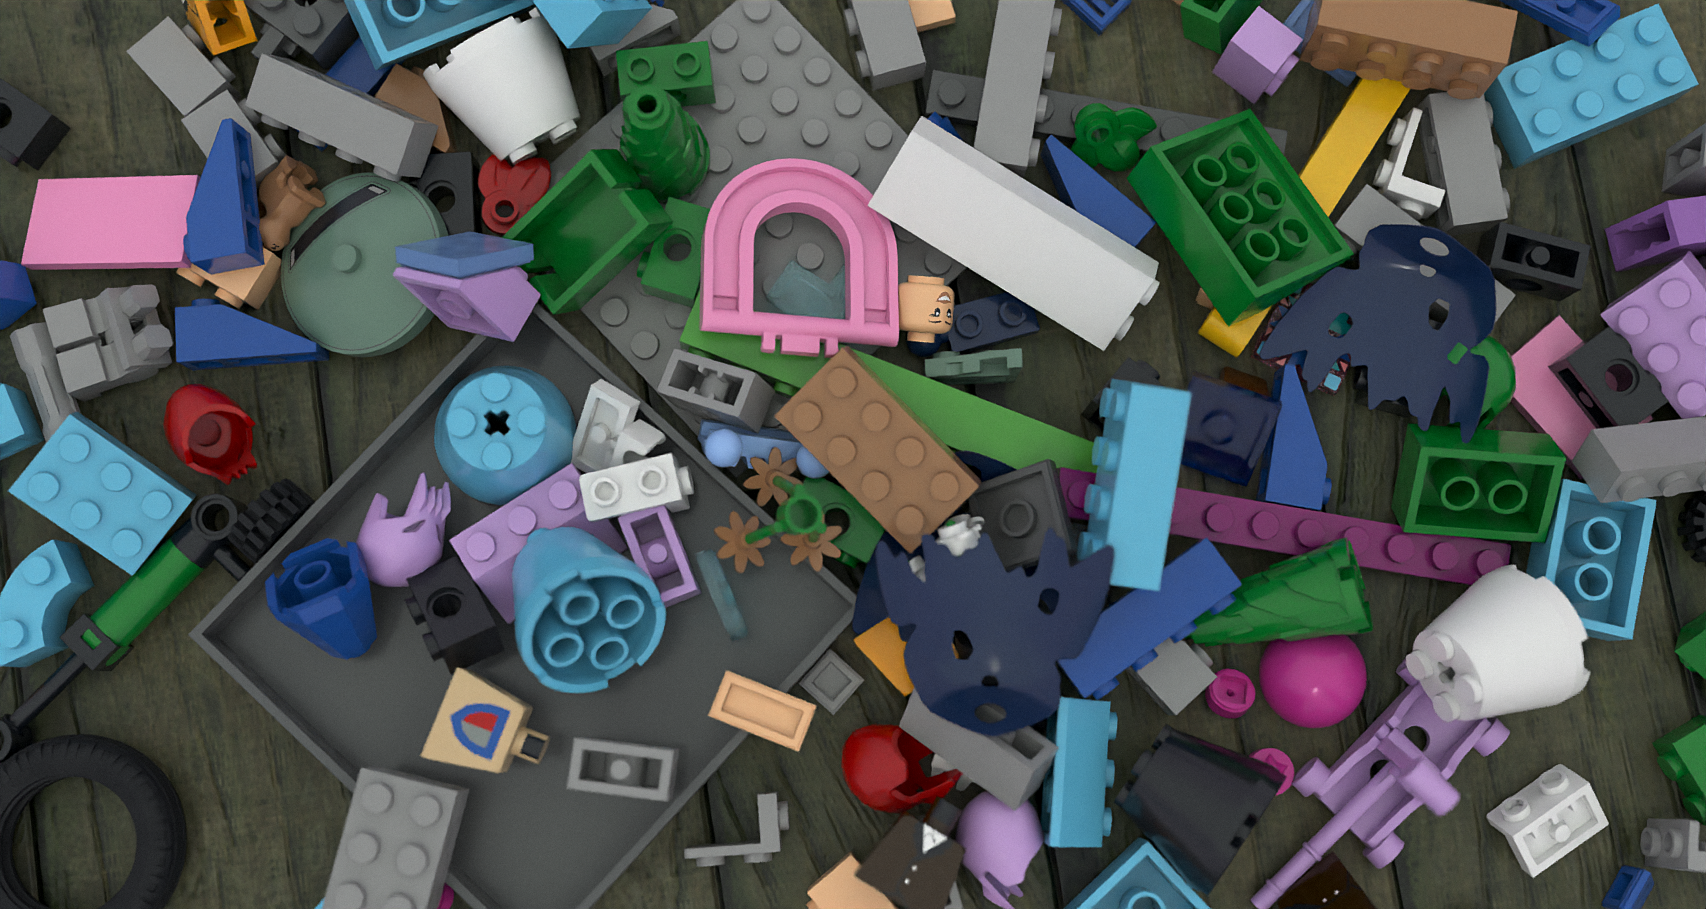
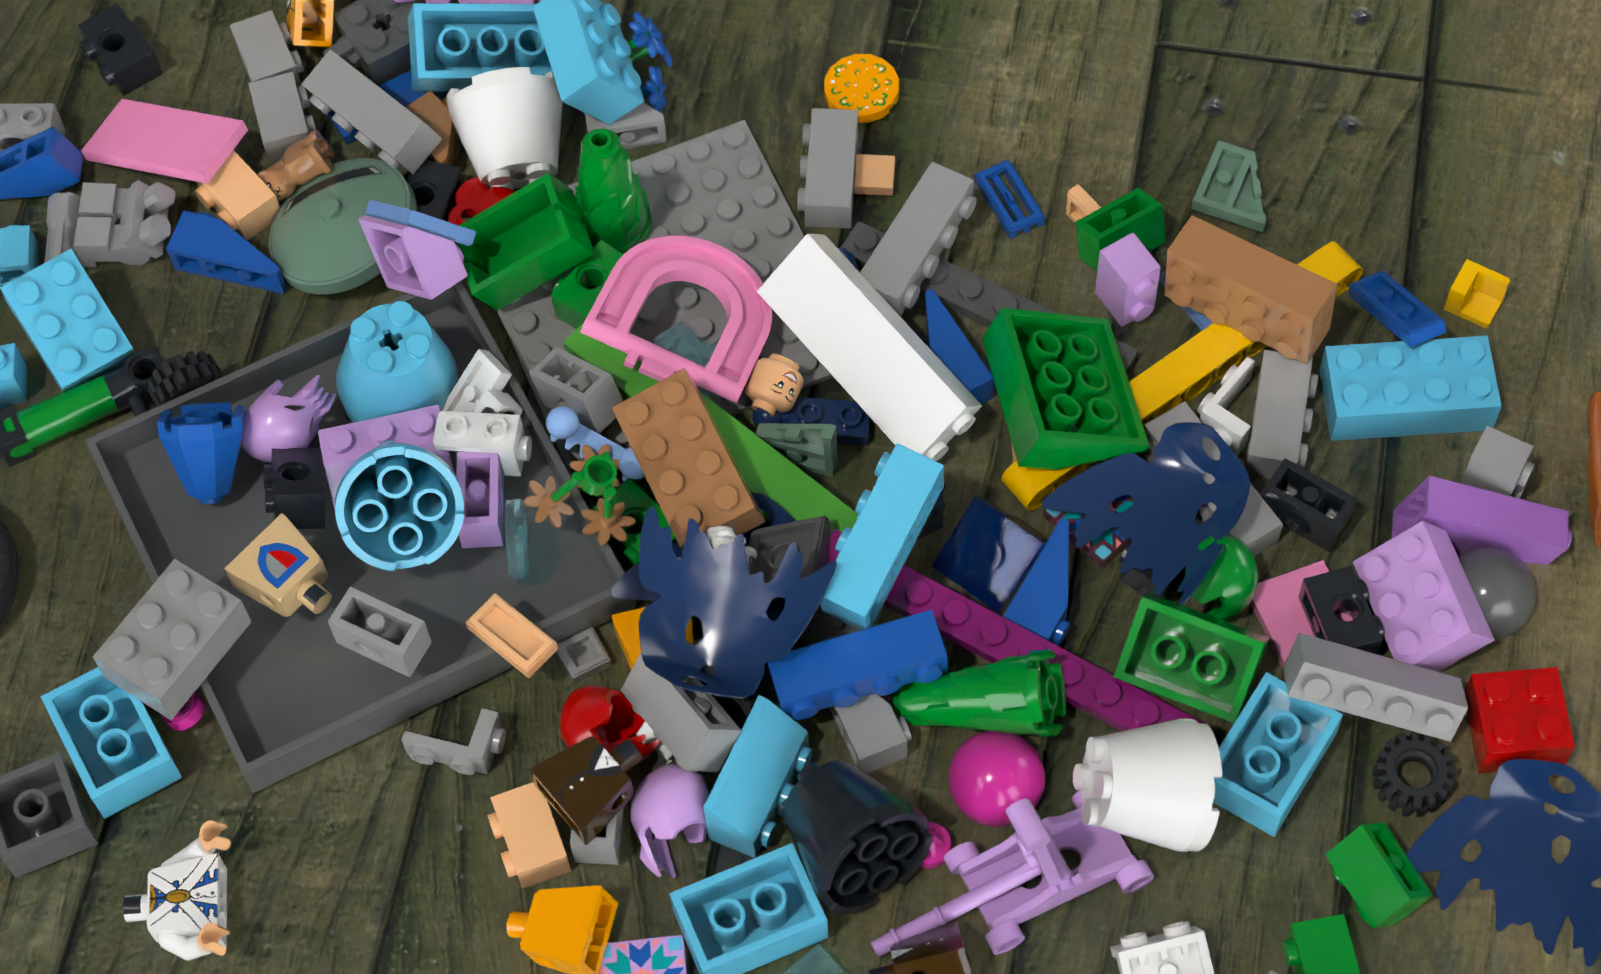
camera: 25 degrees right, 20 degrees down
(209, 432) = (168, 306): red helmet -> none
(225, 207) = (254, 147): blue slope -> none
(677, 69) = (652, 157): green brick -> none
(1110, 136) = (979, 312): green plate -> none
(1230, 693) = (918, 769): dark pink tile -> none

